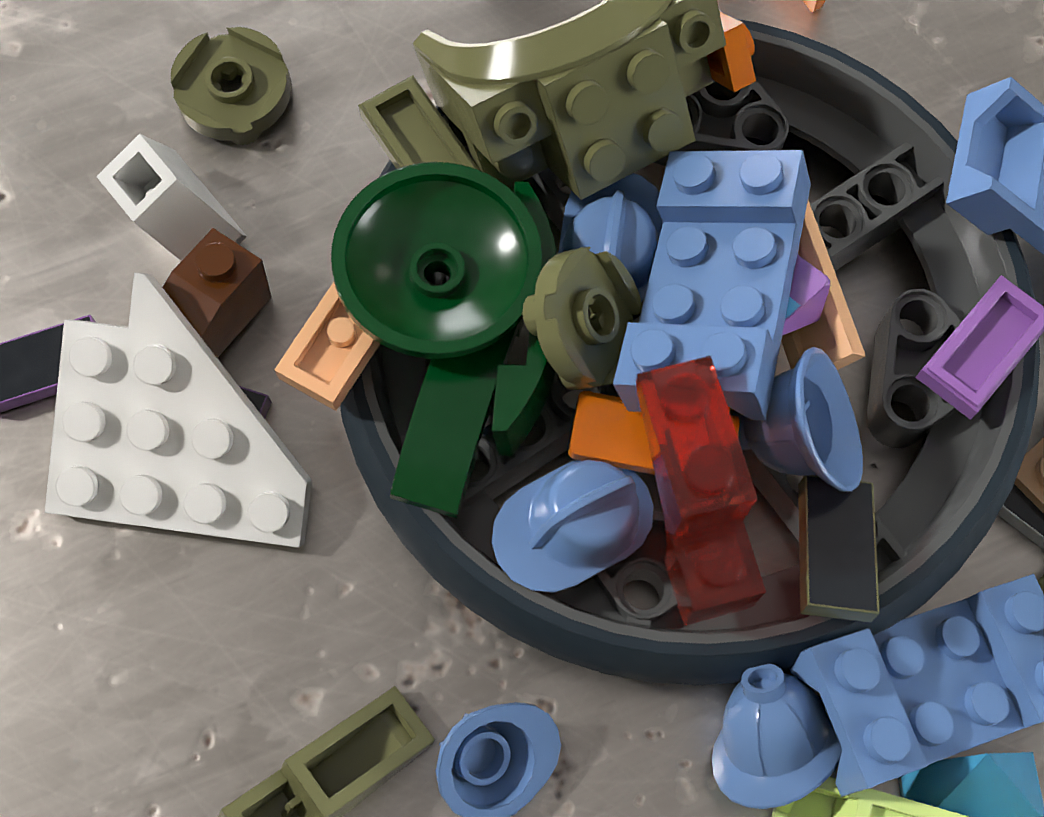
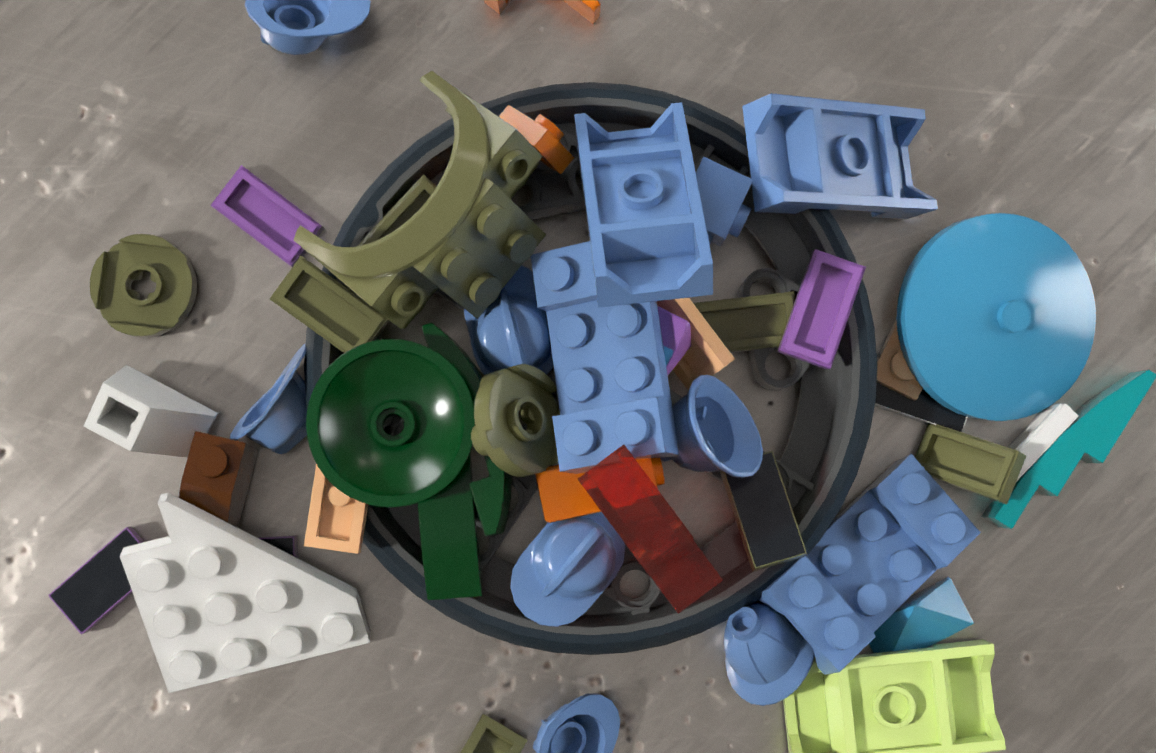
camera: 20 degrees left, 15 degrees up
(304, 257) = (280, 414): none -> medium blue piece
(382, 53) = (264, 214): none -> medium lavender tile
(824, 142) = (644, 211): none -> medium blue piece
(895, 339) = (749, 321): none -> olive tile
(898, 181) = (722, 199): none -> medium blue brick

